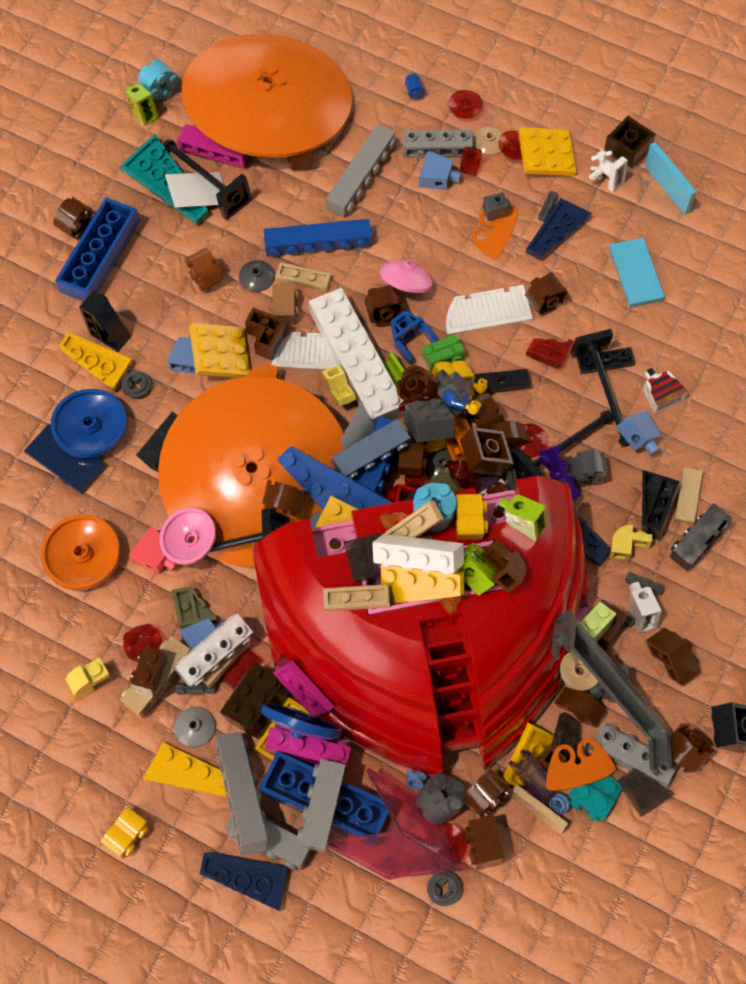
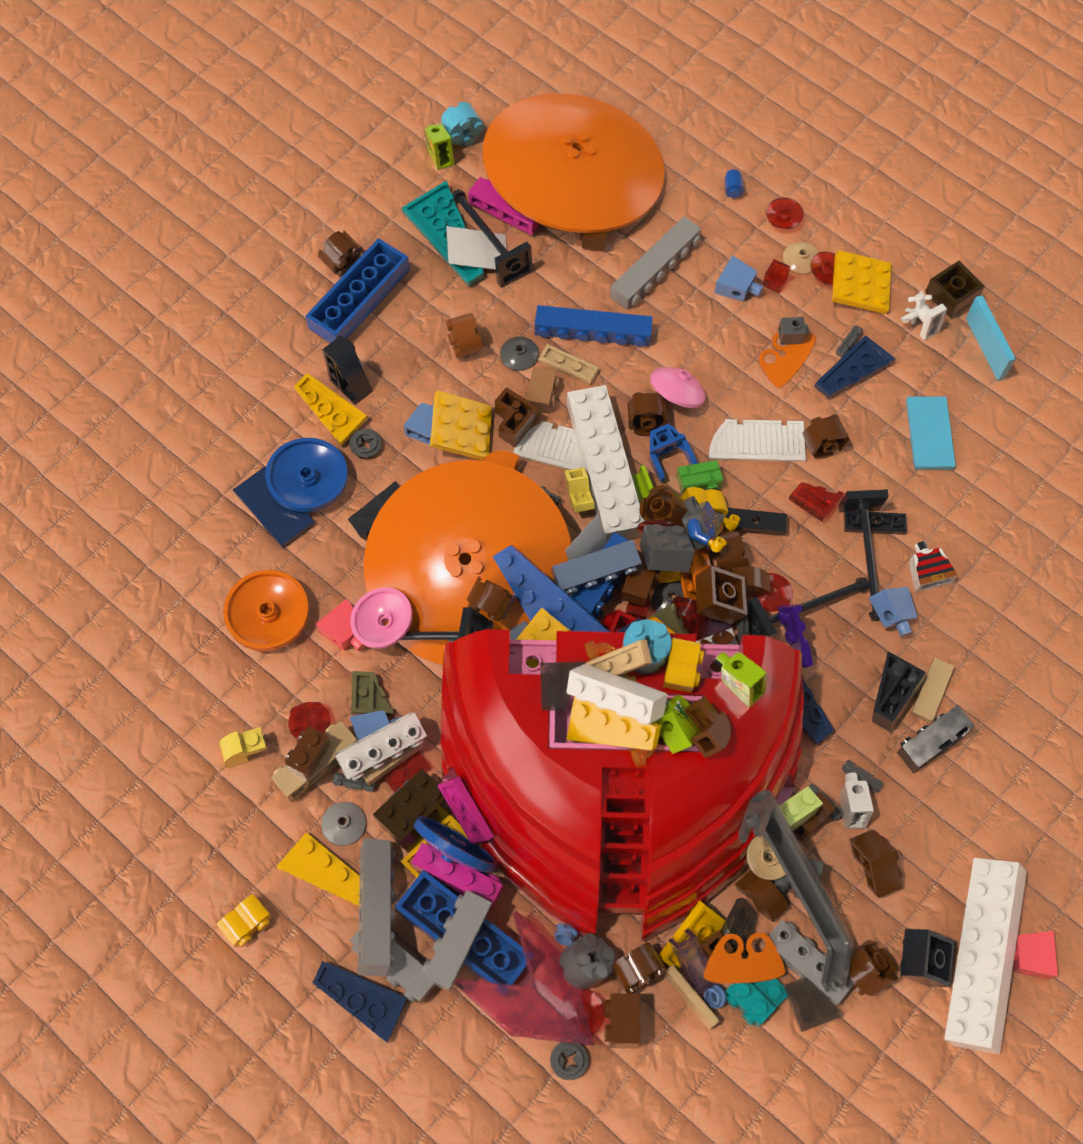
camera: 10 degrees right, 0 degrees up
(356, 597) = (540, 726): tan tile -> none
(442, 142) = (751, 250): light grey brick -> none
(588, 467) = (828, 636): dark grey brick -> none
(625, 539) = (852, 722): light yellow brick -> none

